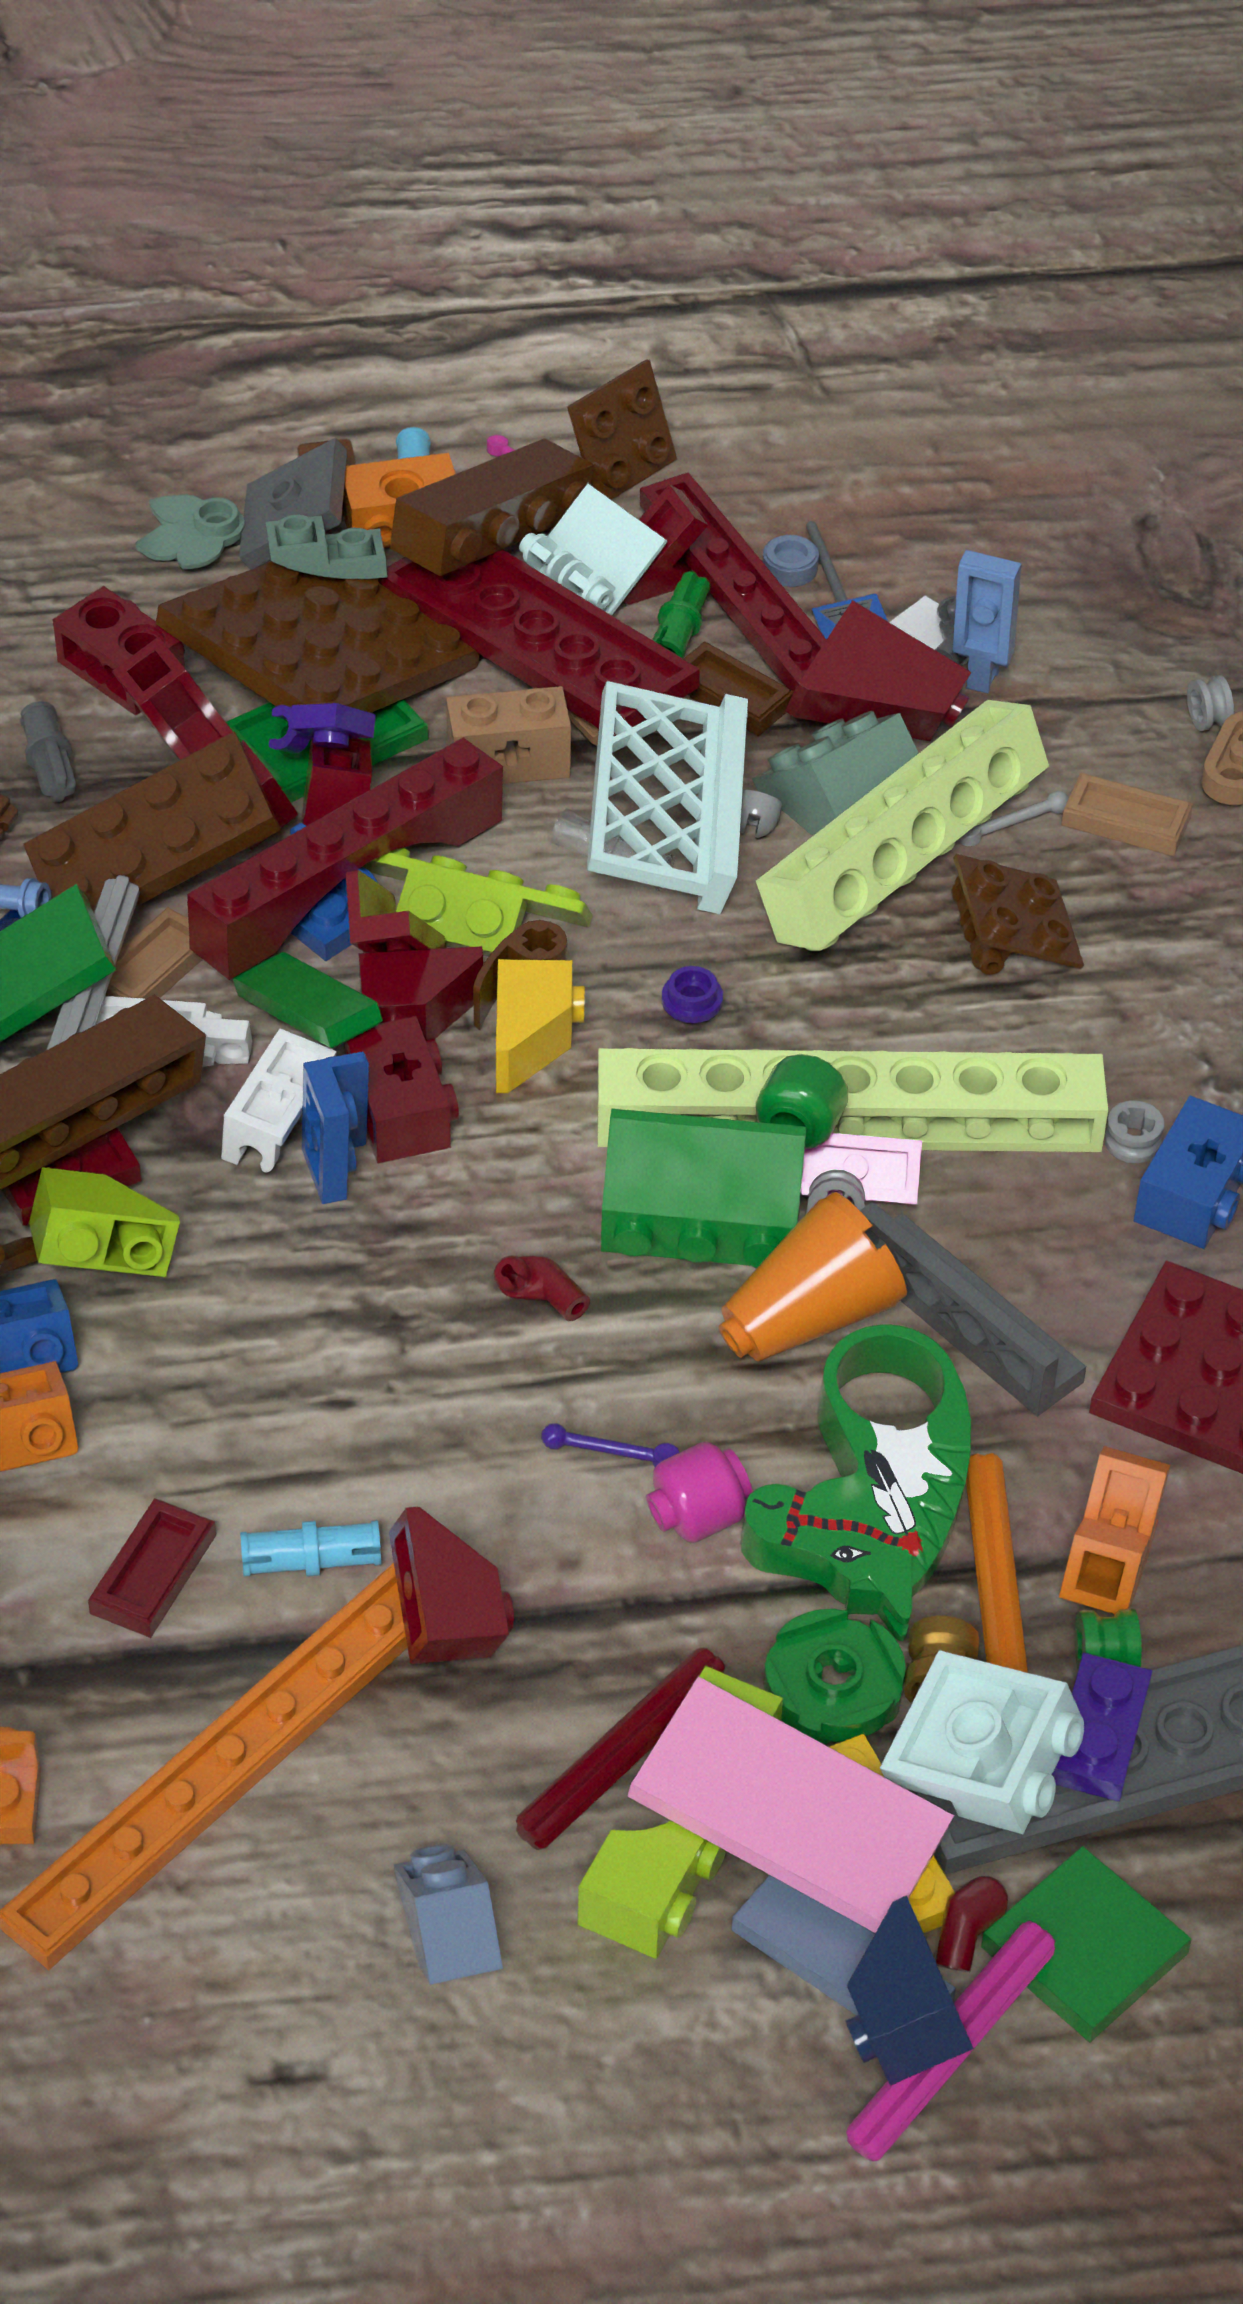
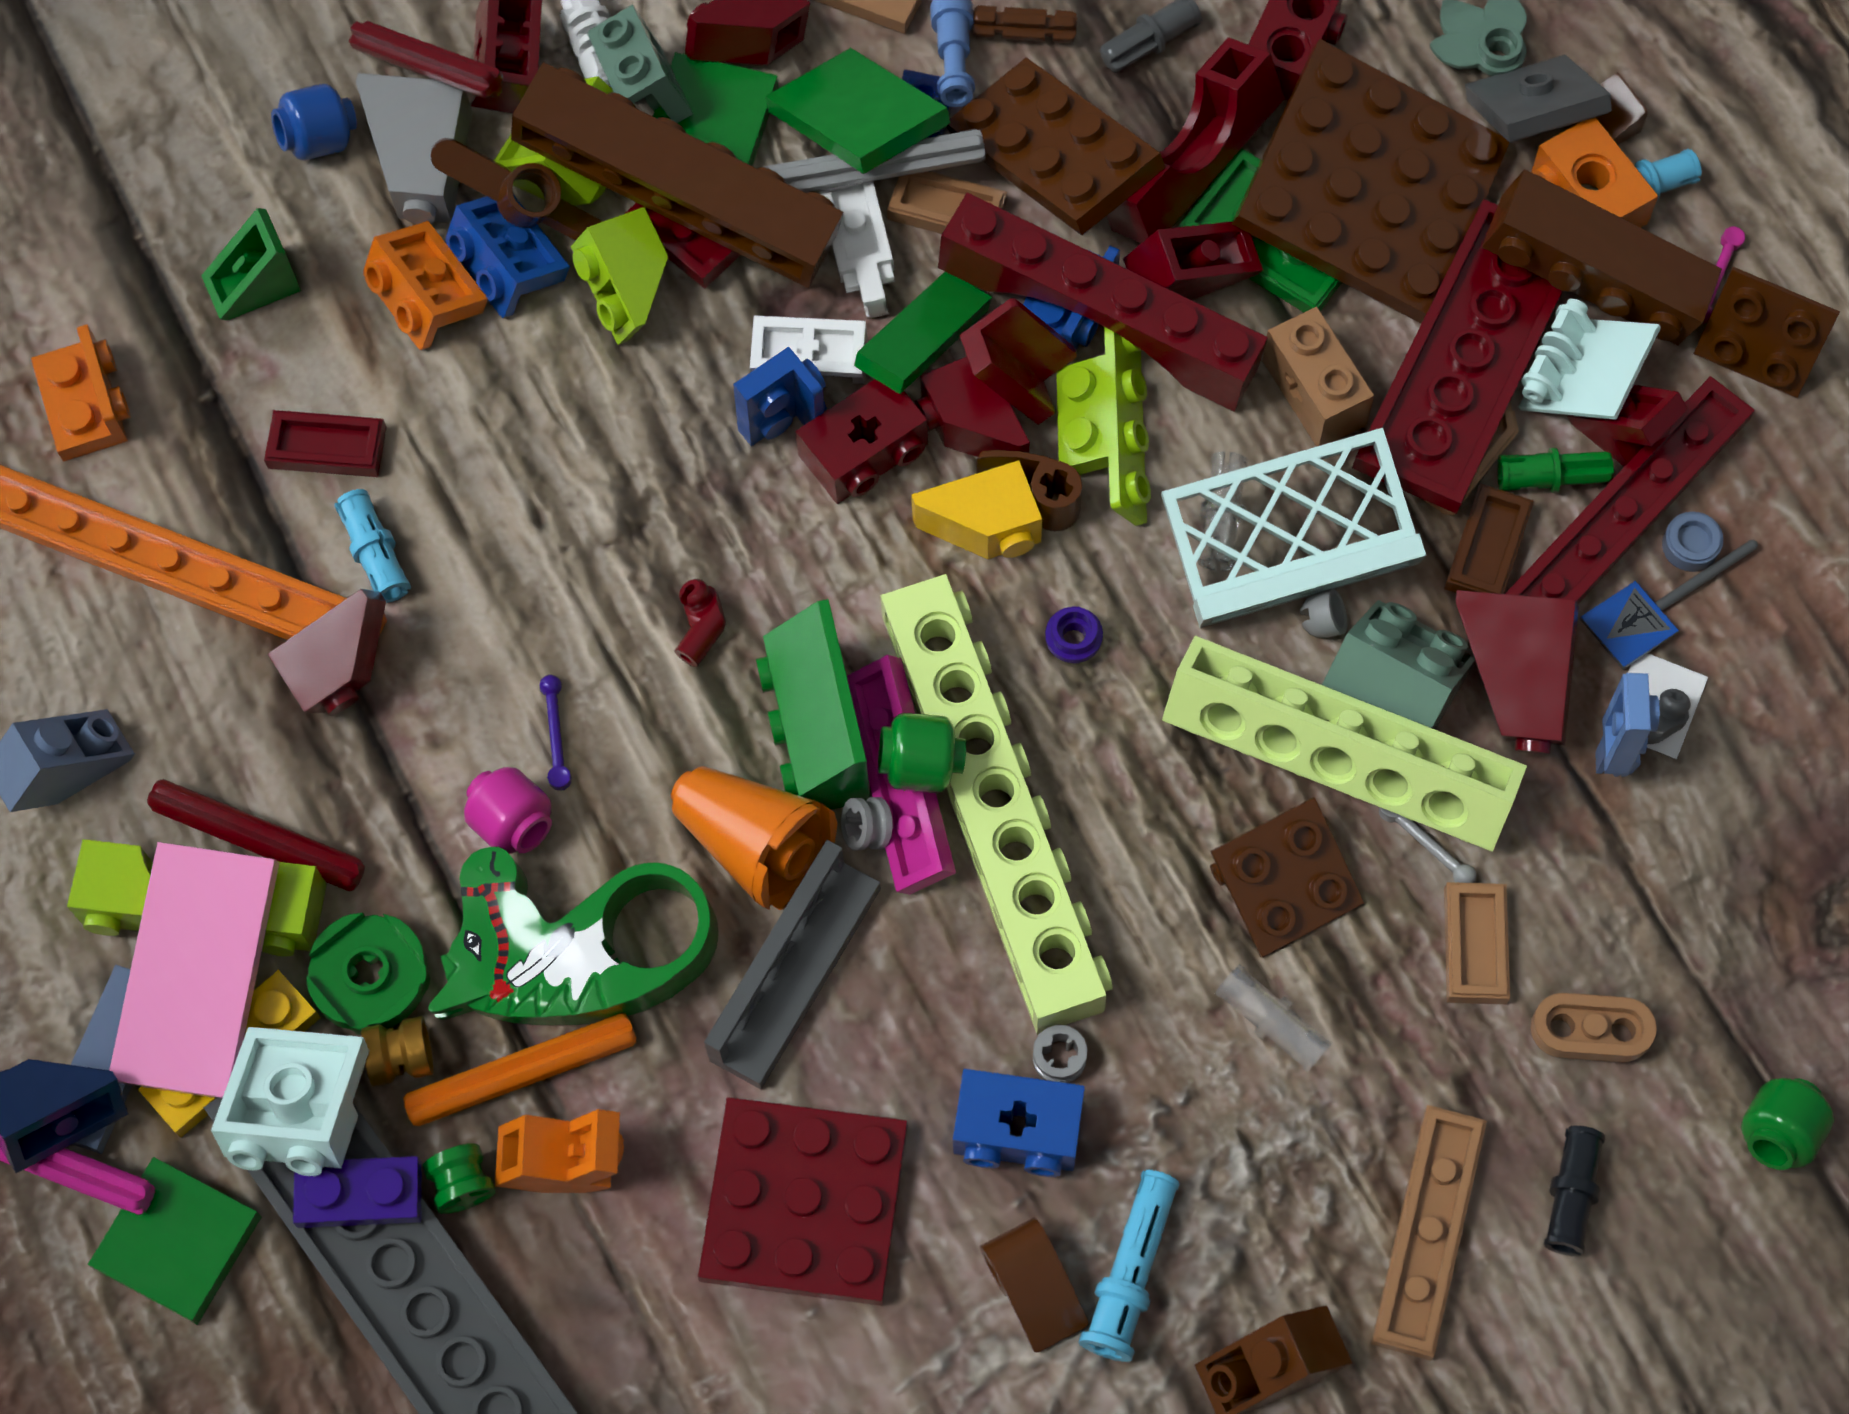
camera: 75 degrees right, 20 degrees up
(303, 546) = (1470, 140): sand green slope -> none
(327, 724) = (1222, 222): dark purple plate -> none
(966, 1916) = (163, 1140): dark red arm -> none
(1154, 964) = (1273, 1018): none -> clear pin
(1209, 702) = (1656, 978): light grey bush -> none

